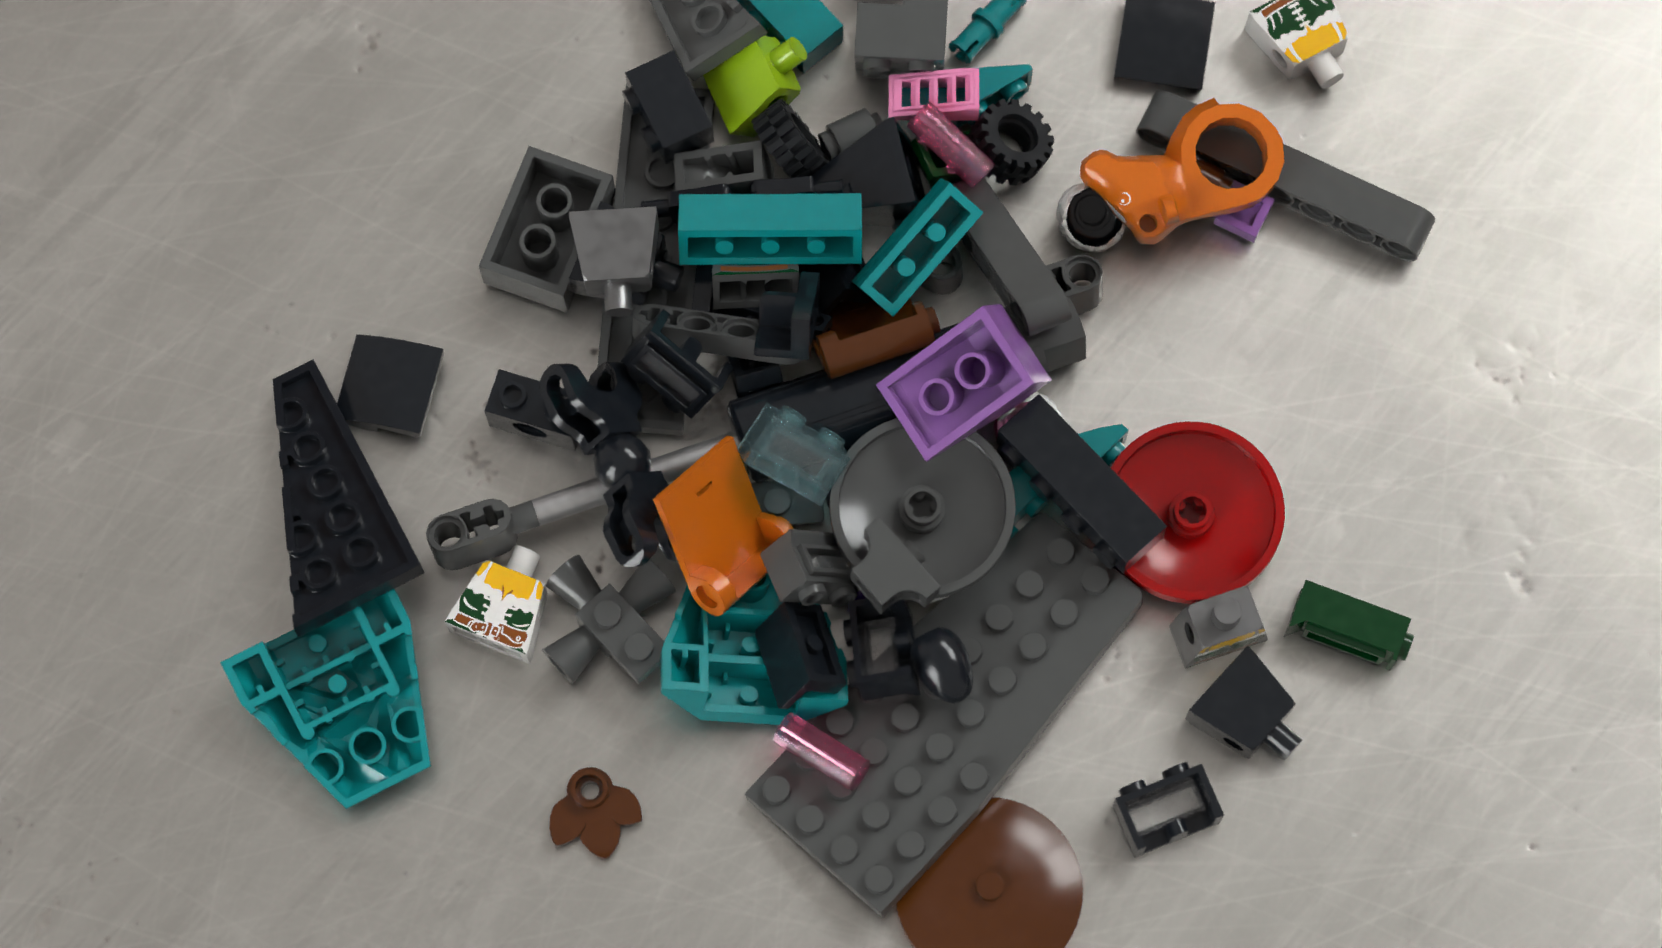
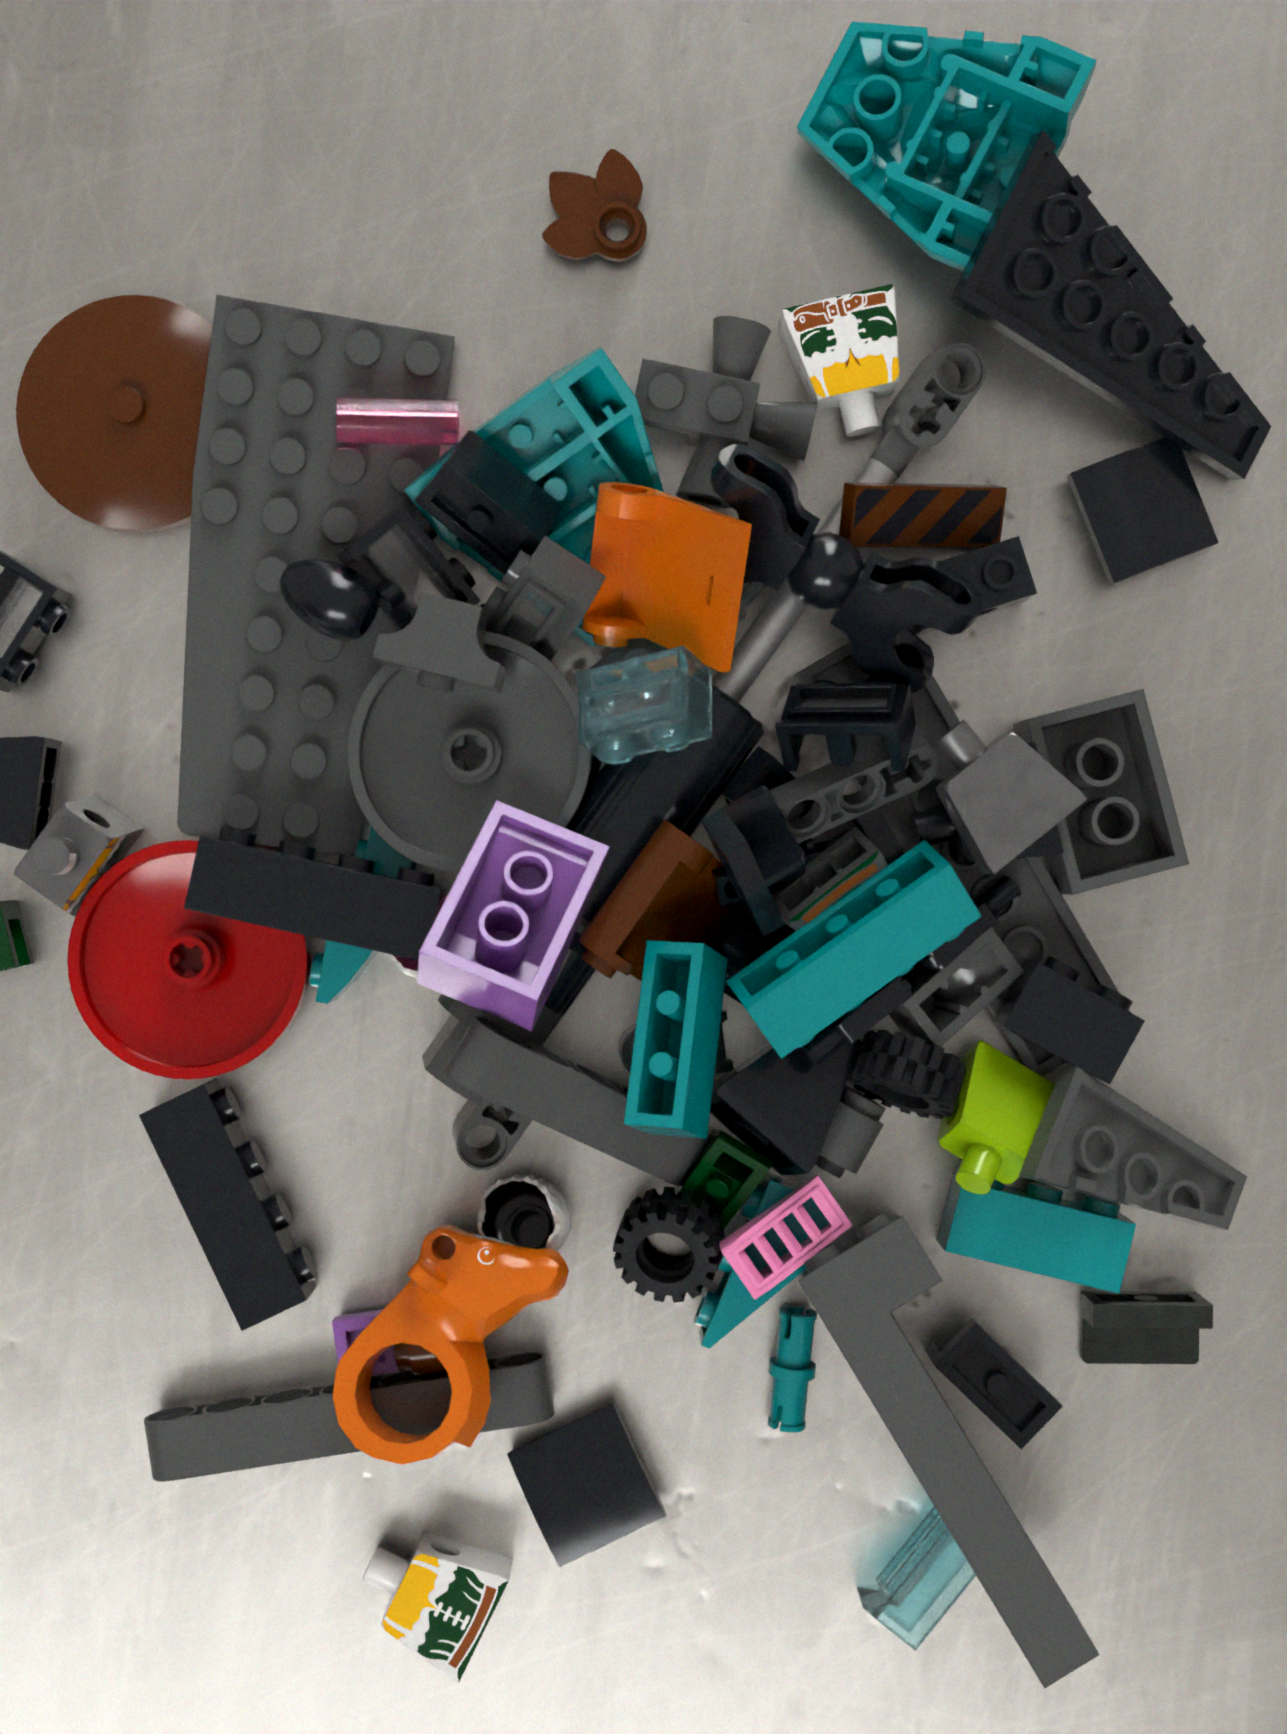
camera: 150 degrees right, 15 degrees up
(532, 467) = (922, 514): none -> reddish brown tile
(950, 144) = (725, 1188): clear pink piece -> none
(1271, 351) = (230, 1203): none -> black brick

